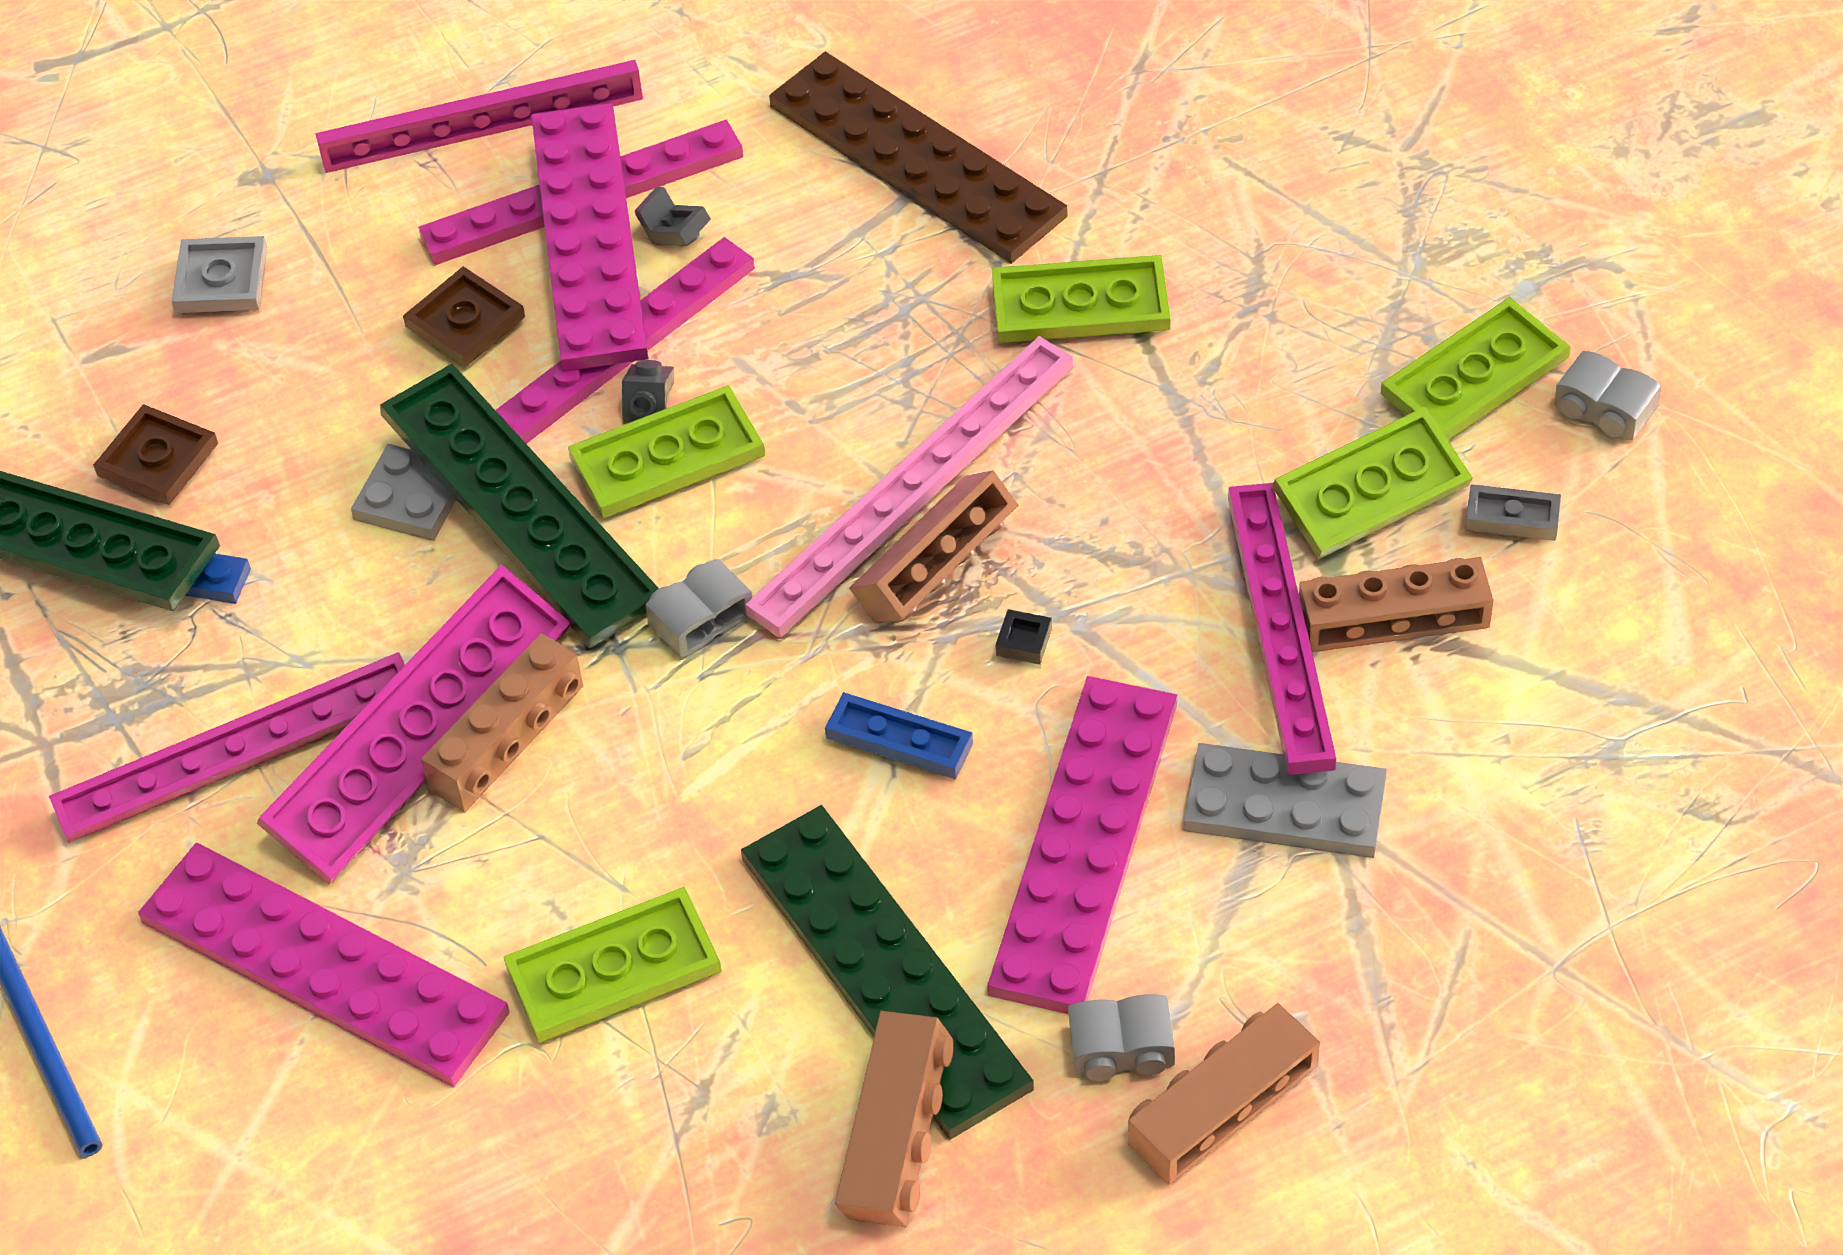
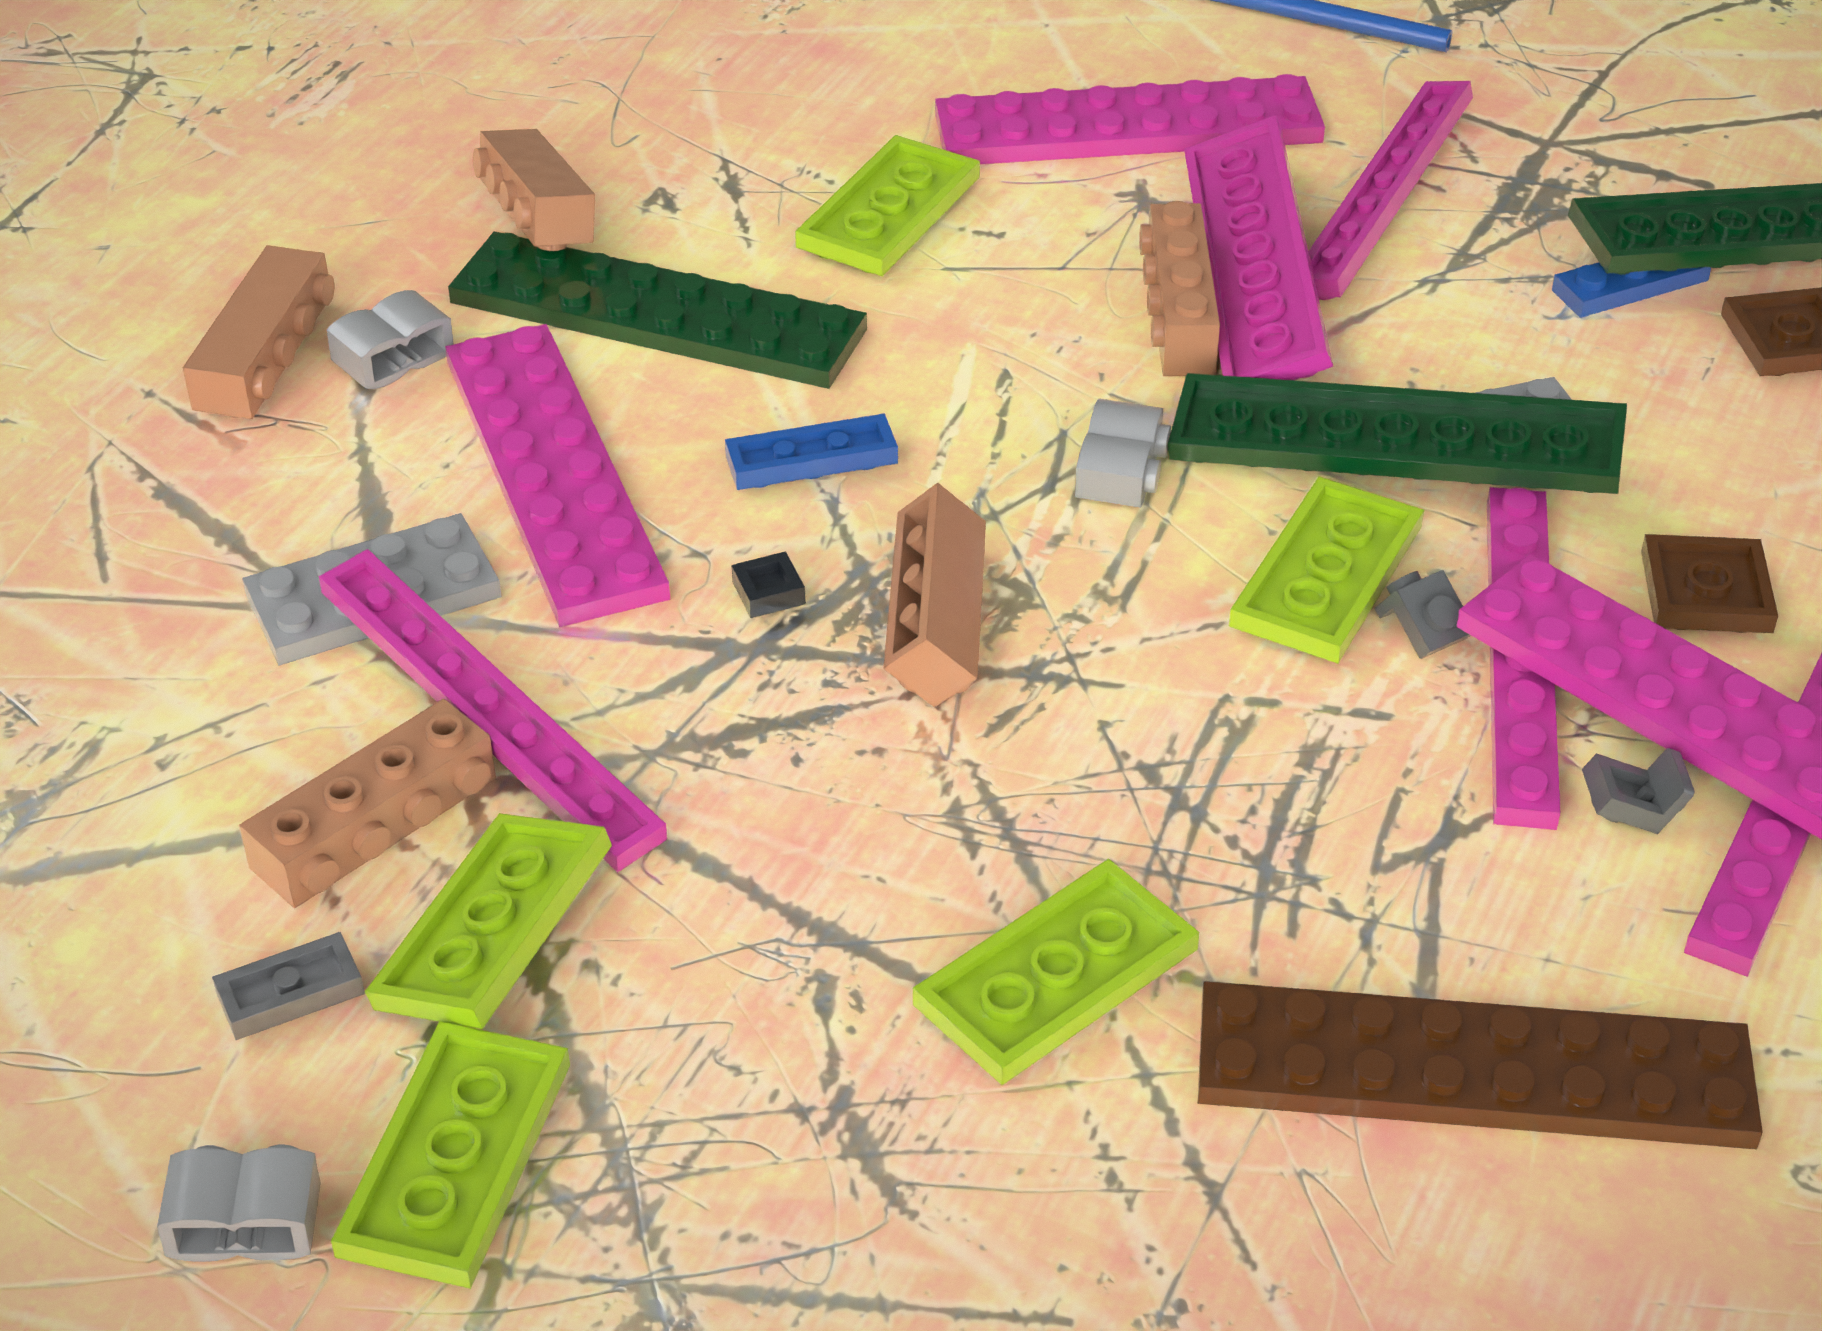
camera: 140 degrees right, 10 degrees down
(908, 487) = (1034, 686): bright pink plate -> none

